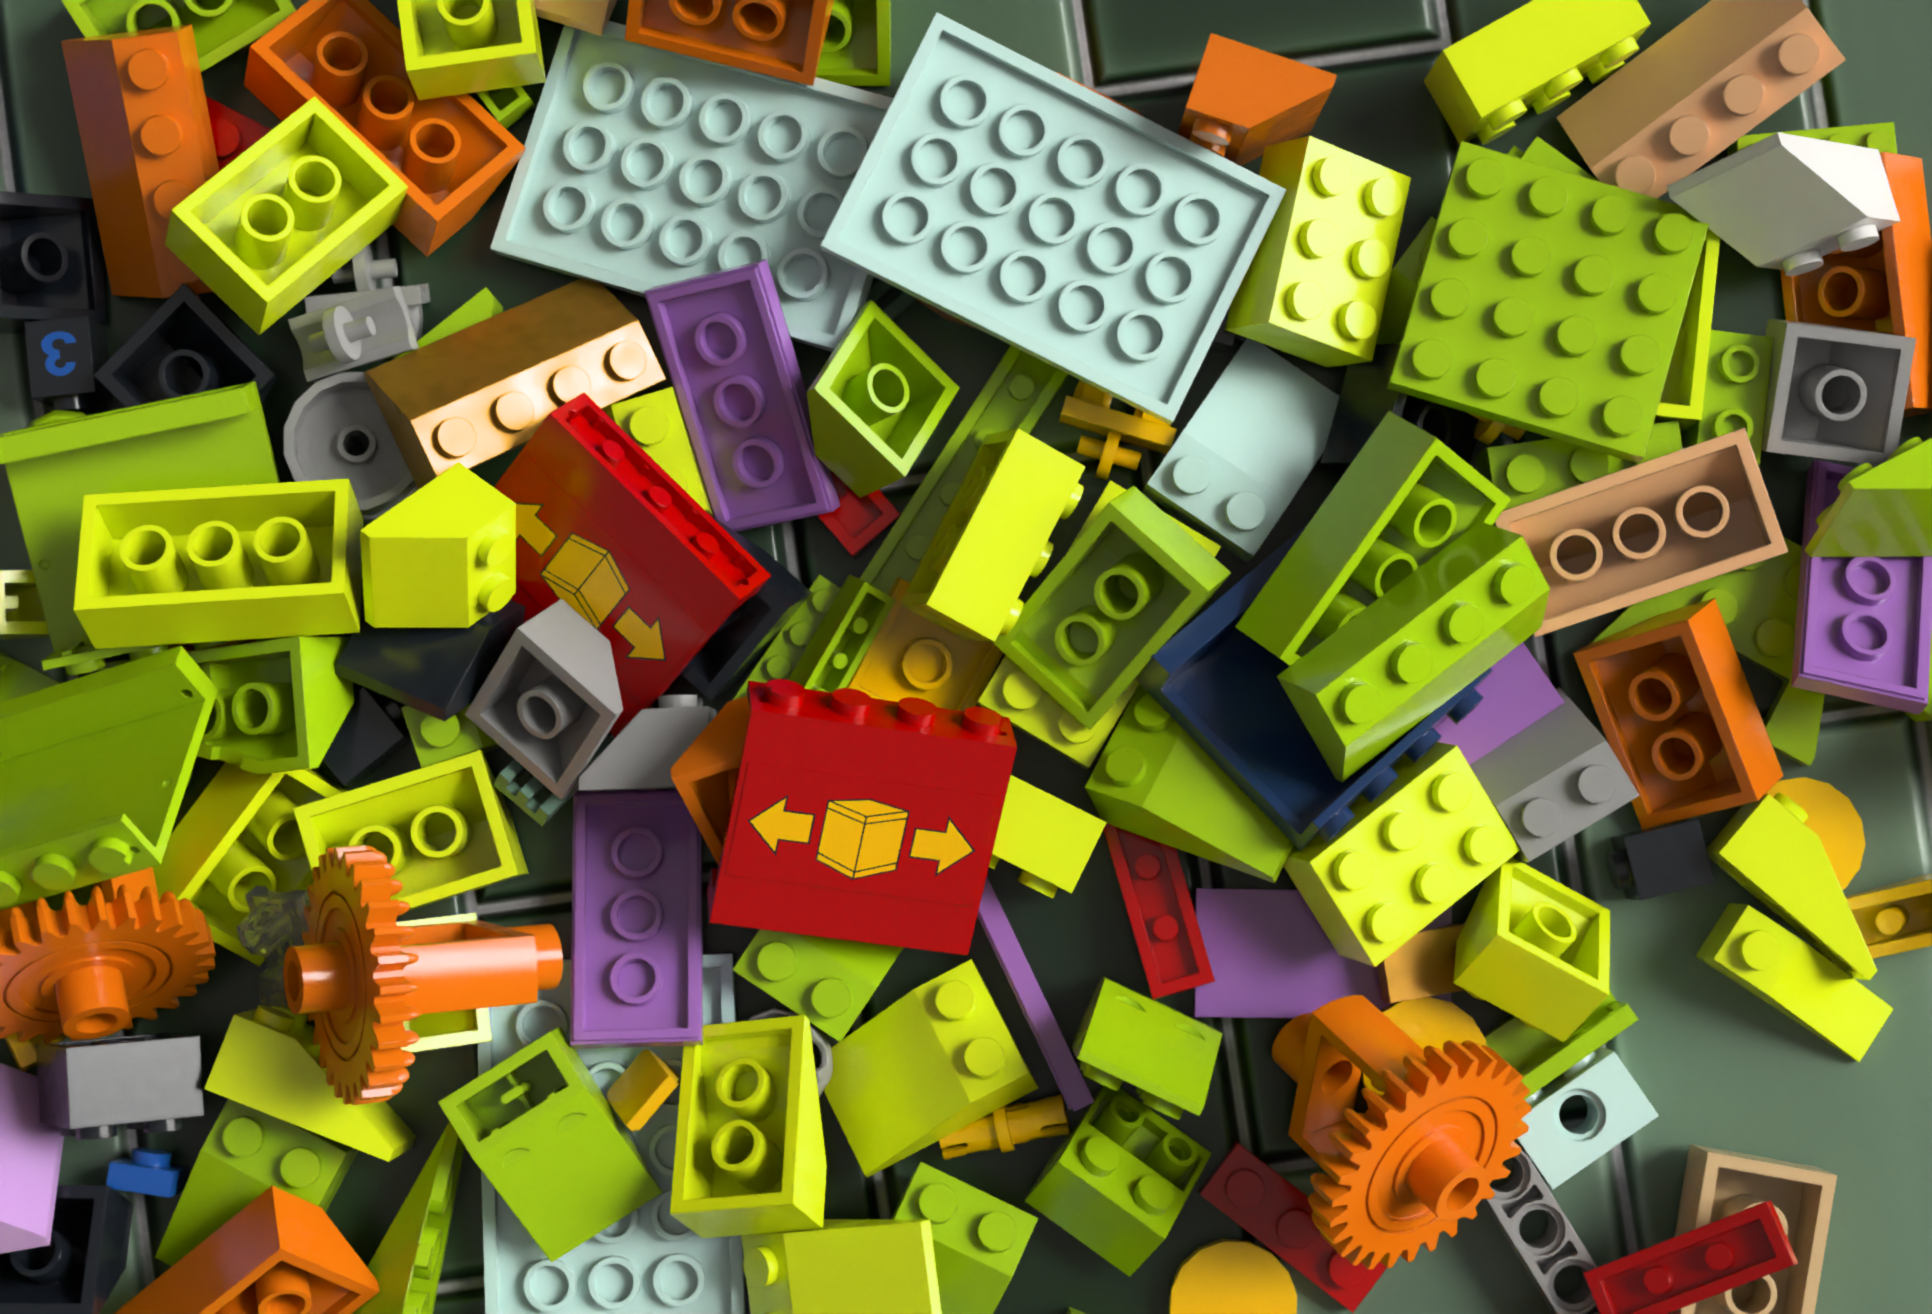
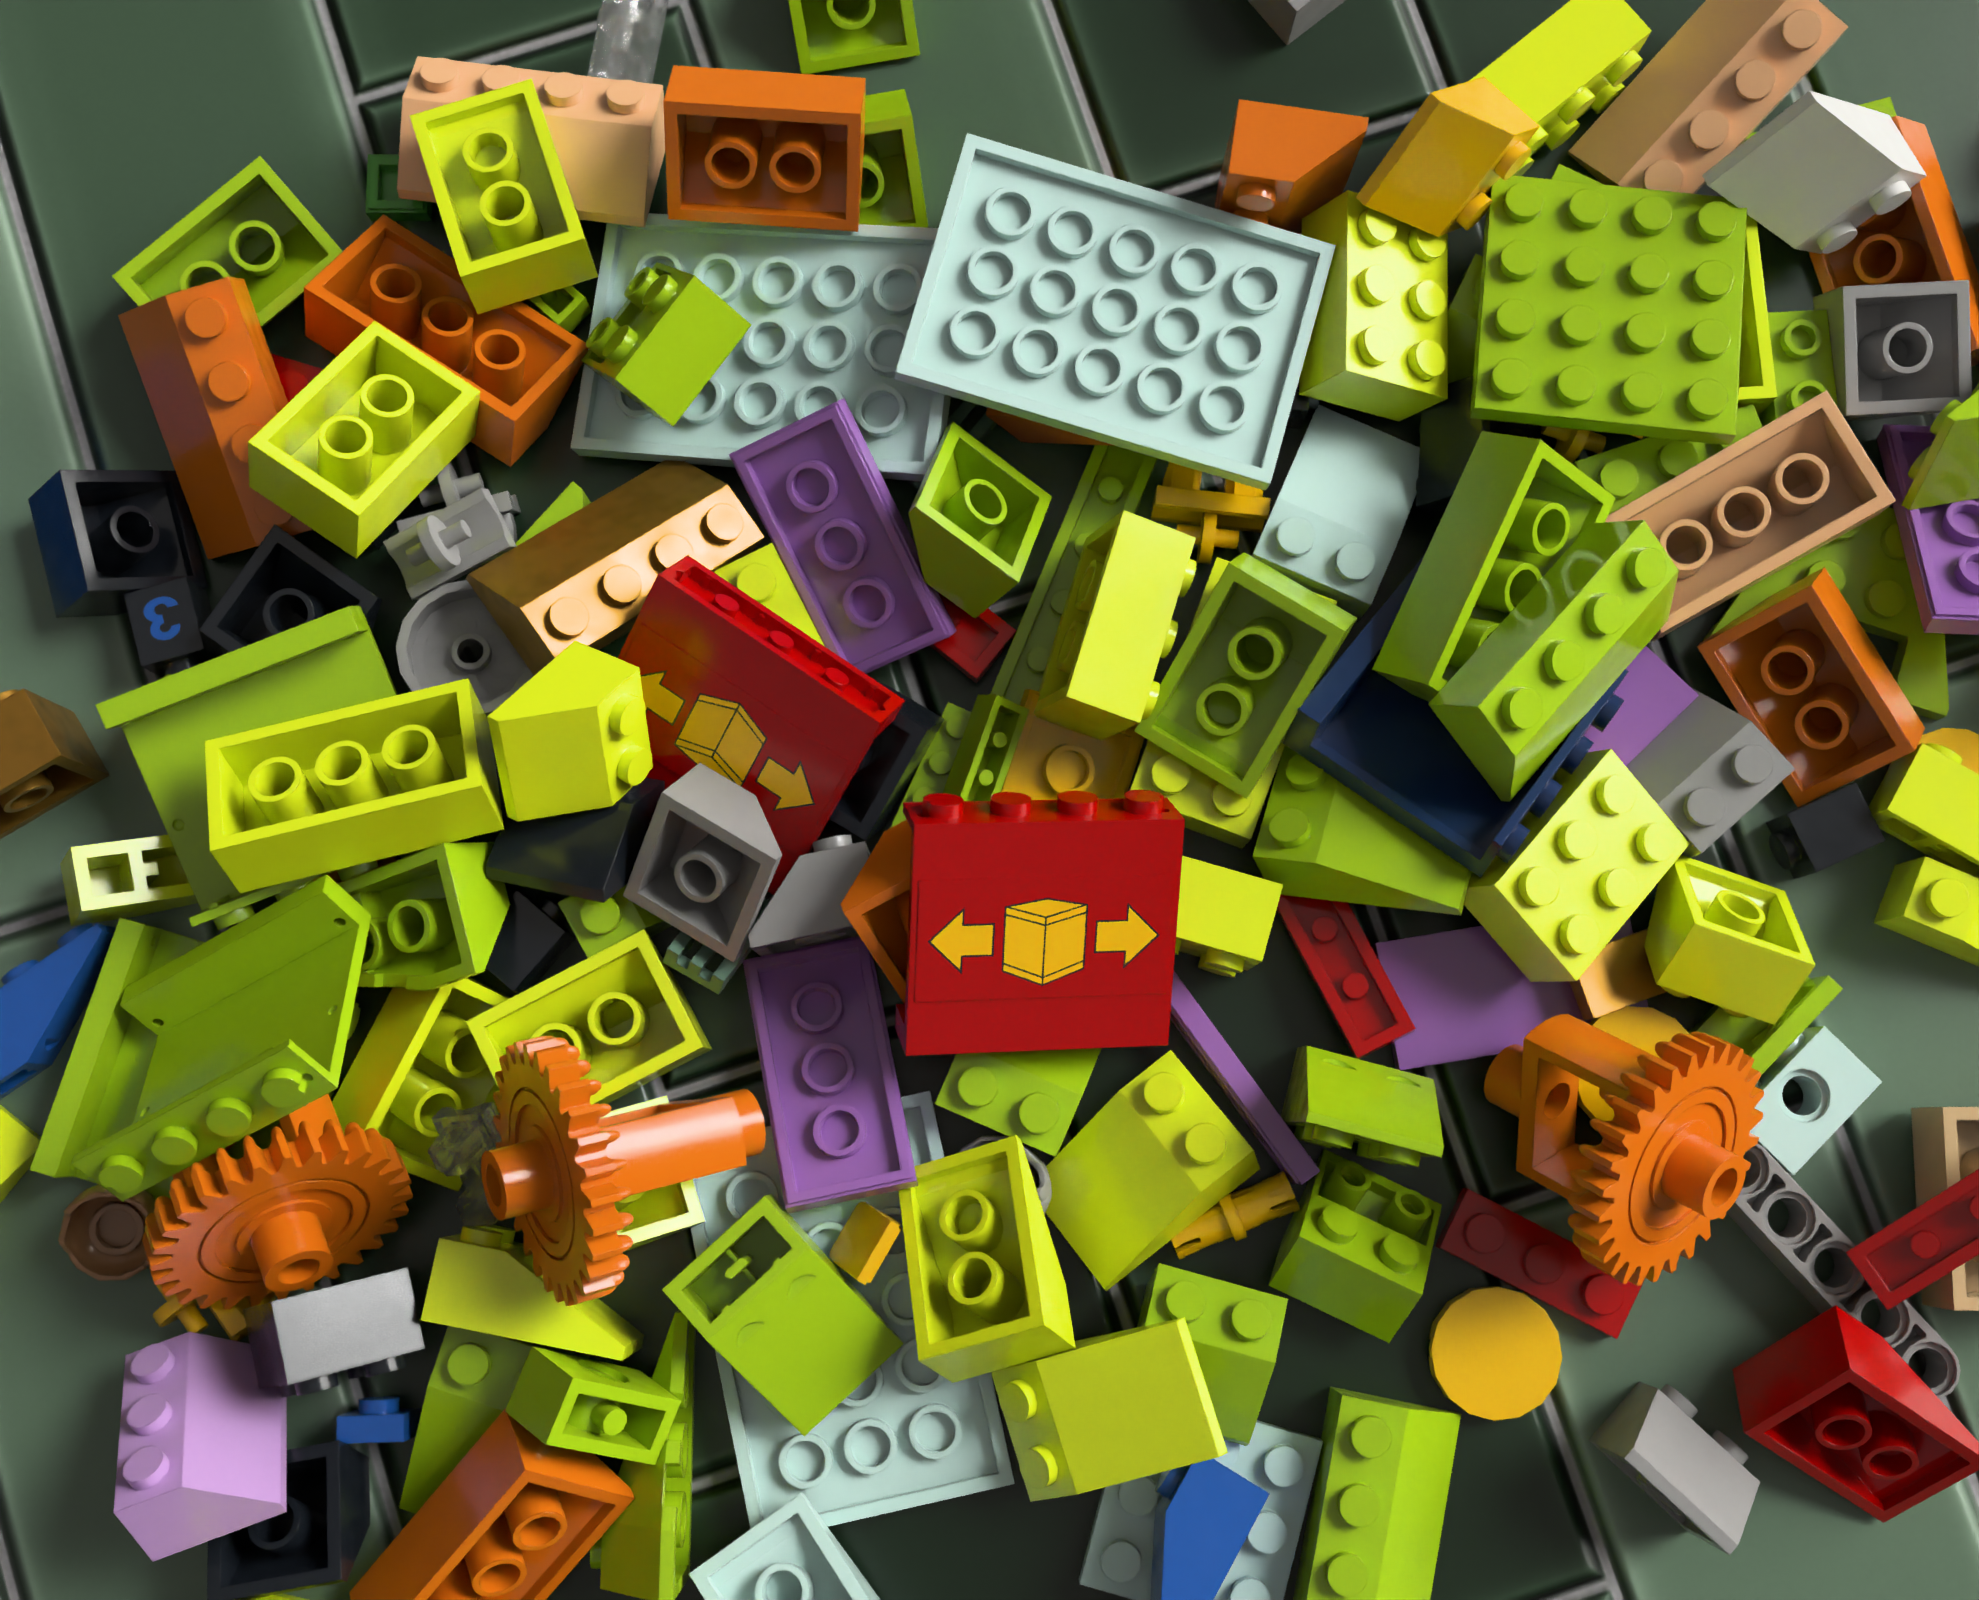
camera: 10 degrees left, 5 degrees down
(354, 1199) = (592, 1406): none -> lime brick
(599, 164) = (664, 340): none -> lime slope
(1418, 124) = (1451, 158): none -> yellow slope

